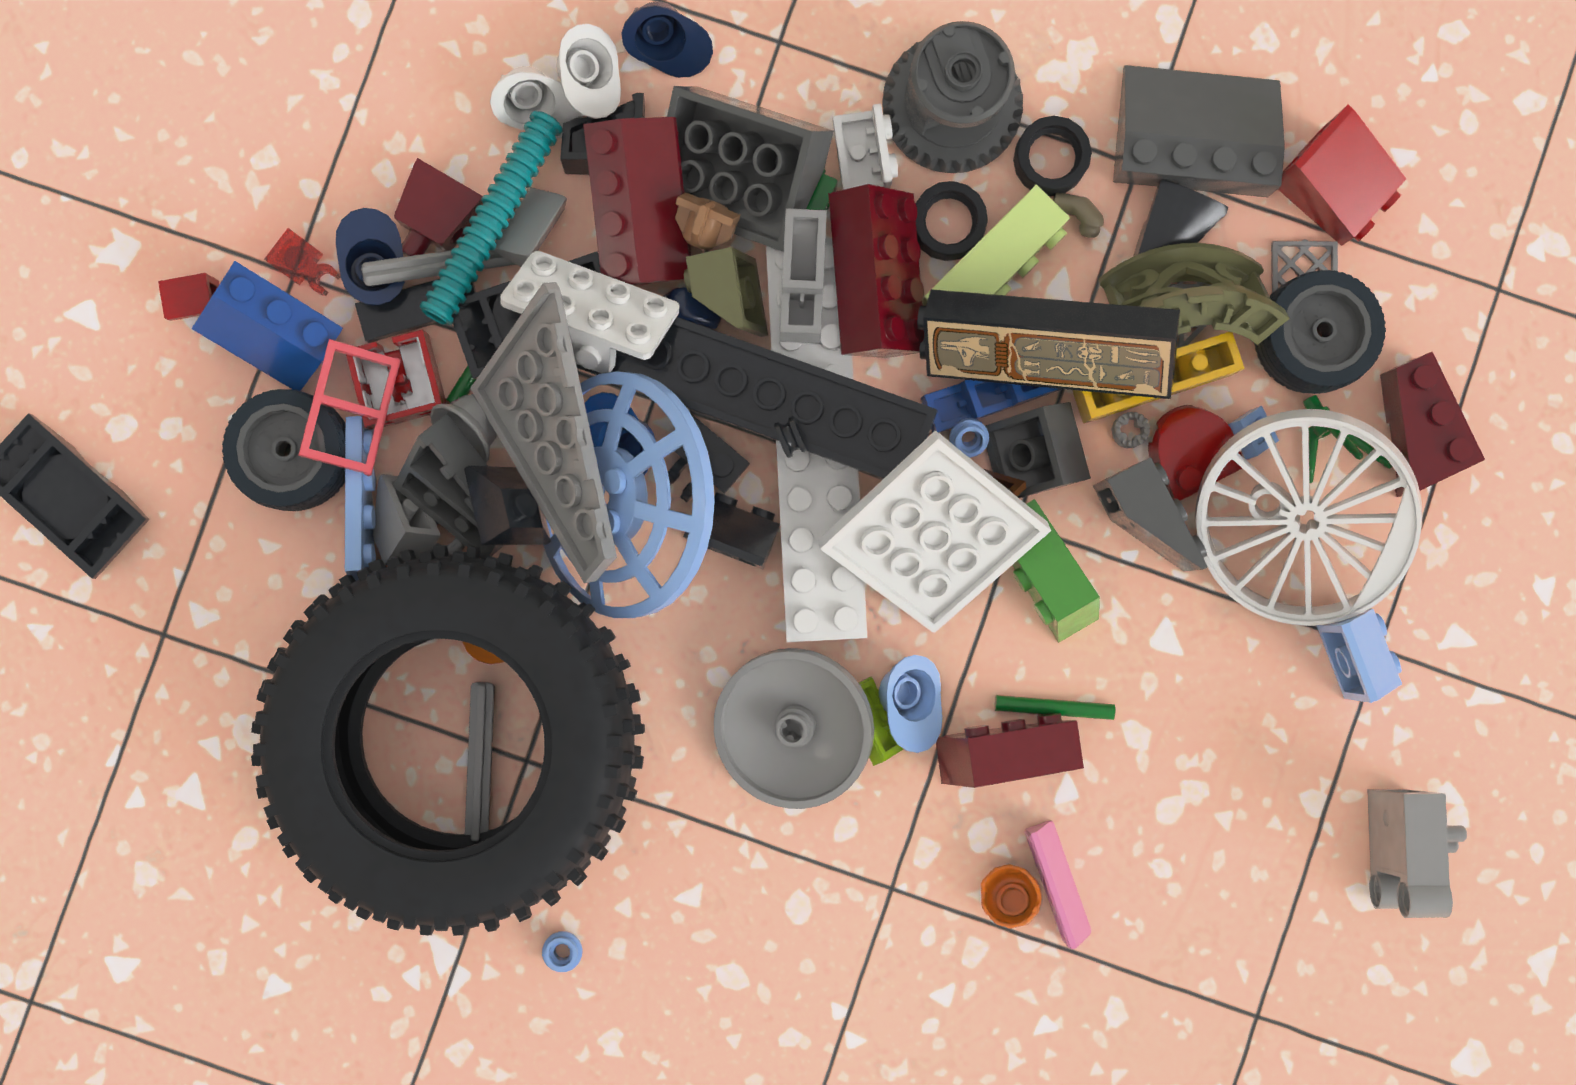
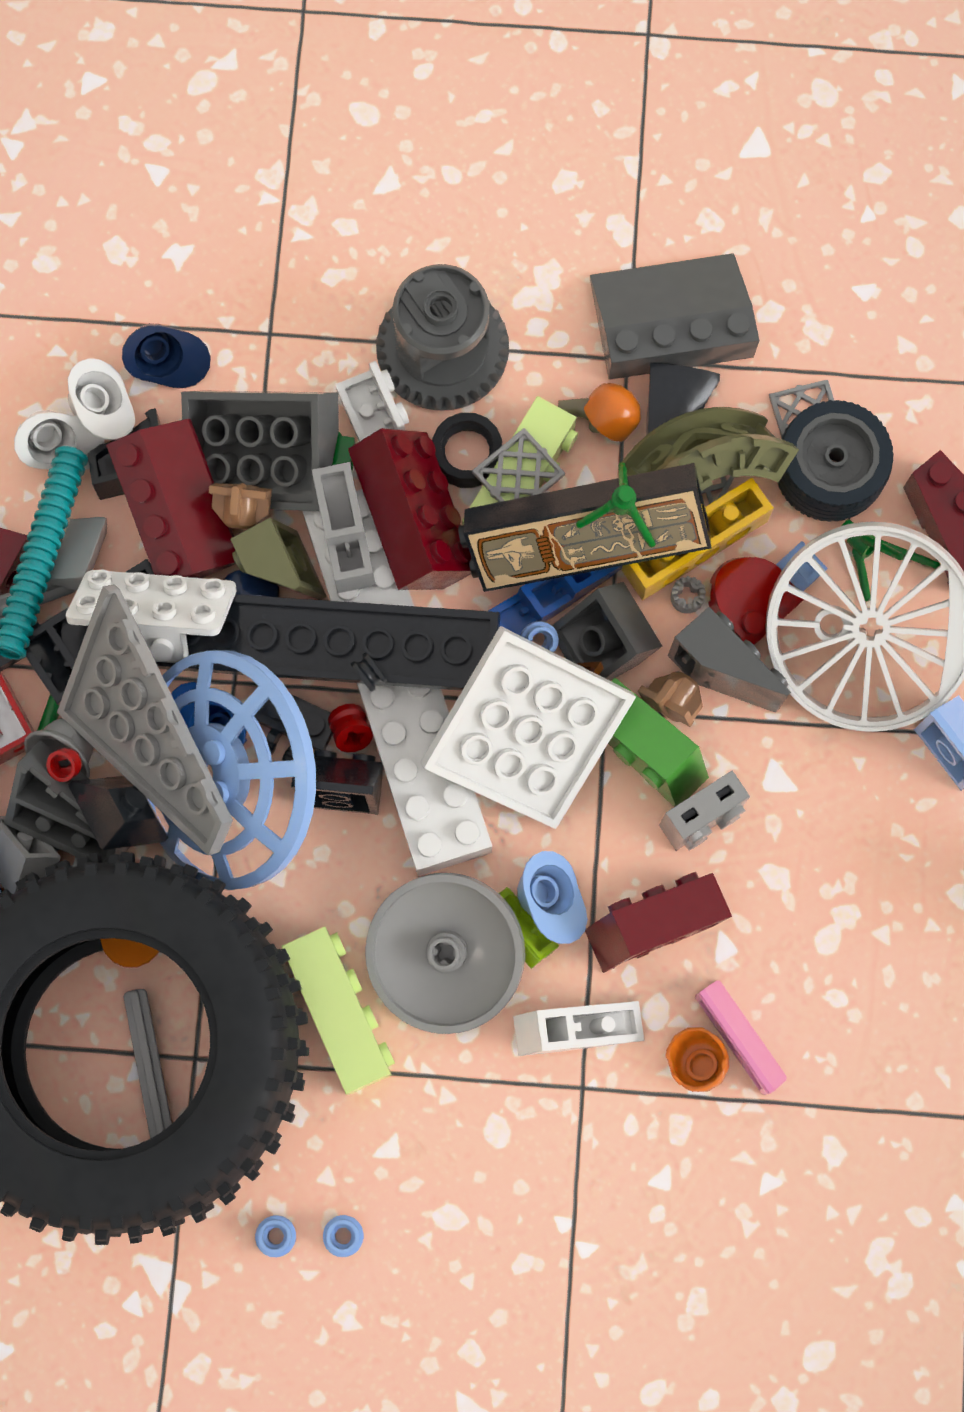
camera: 10 degrees left, 10 degrees down
(464, 455) = (67, 772): none -> red hinge
(622, 980) = (331, 1242): none -> light blue plate
(674, 755) = (337, 1010): none -> yellowish green brick
(757, 479) = (350, 728): none -> red wheel
(902, 834) = (578, 1028): none -> white slope
(1023, 248) = (541, 454): none -> light grey window
(1051, 706) = (702, 867): green bar -> none
(1059, 126) = (539, 343): black tyre -> none
(1088, 532) = (674, 697): none -> medium nougat piece
(1093, 335) = (621, 503): none -> green plant
(1097, 655) = (714, 805): none -> light grey piece
(1109, 220) = (613, 411): none -> orange hair
(1343, 178) = (813, 321): slope -> none

